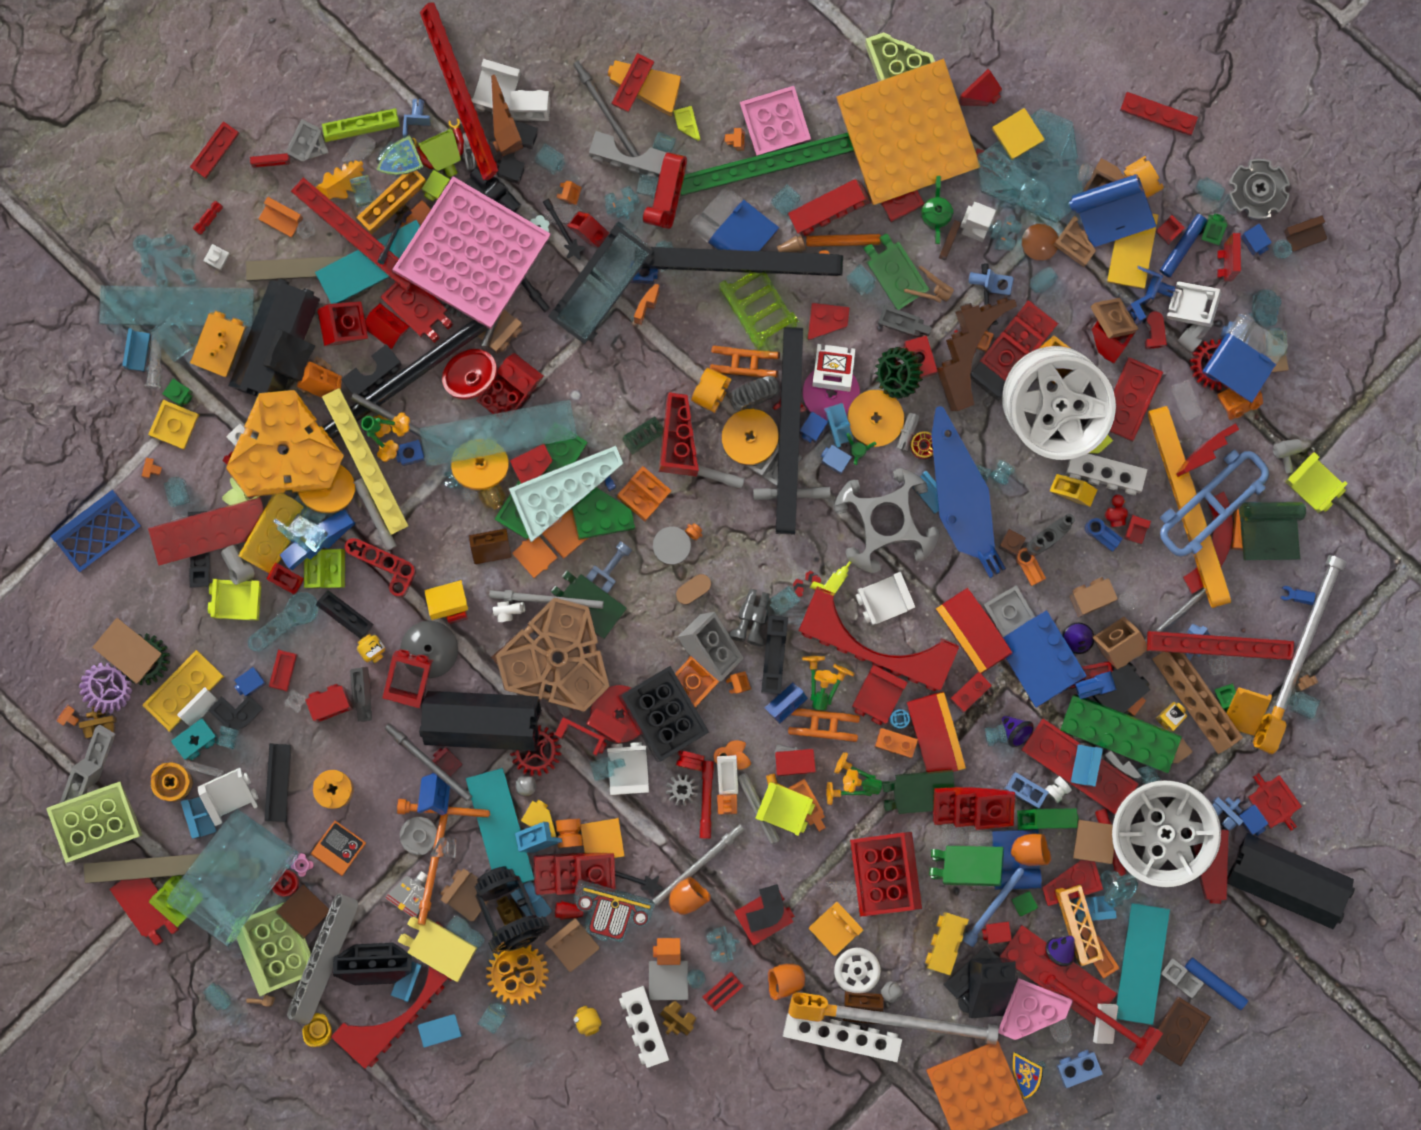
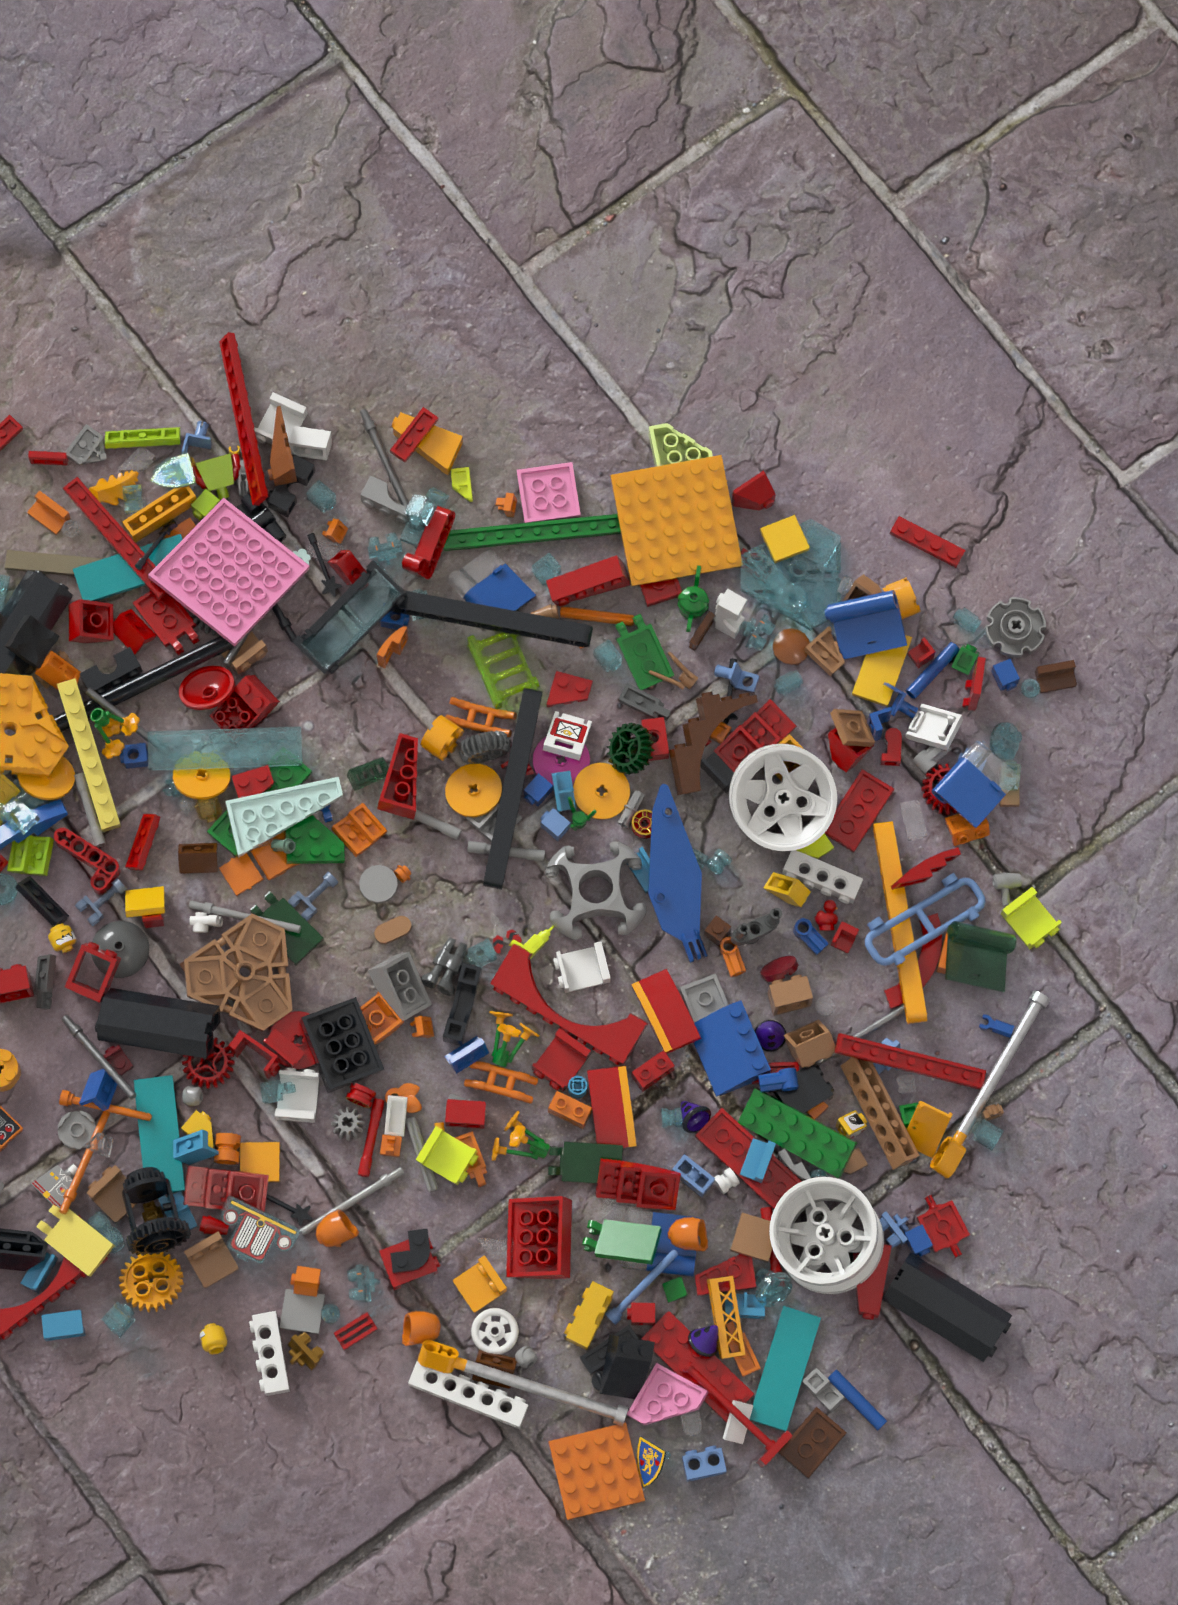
camera: 10 degrees right, 10 degrees down
(416, 588) = (117, 887): none -> sand blue bar
(433, 539) = (143, 842): none -> red plate
(576, 523) = (286, 845): none -> sand green pin
(652, 161) = (420, 510): none -> clear light blue brick
(1047, 819) = (711, 1207): green slope -> none
(1078, 571) = (778, 968): none -> dark red tile

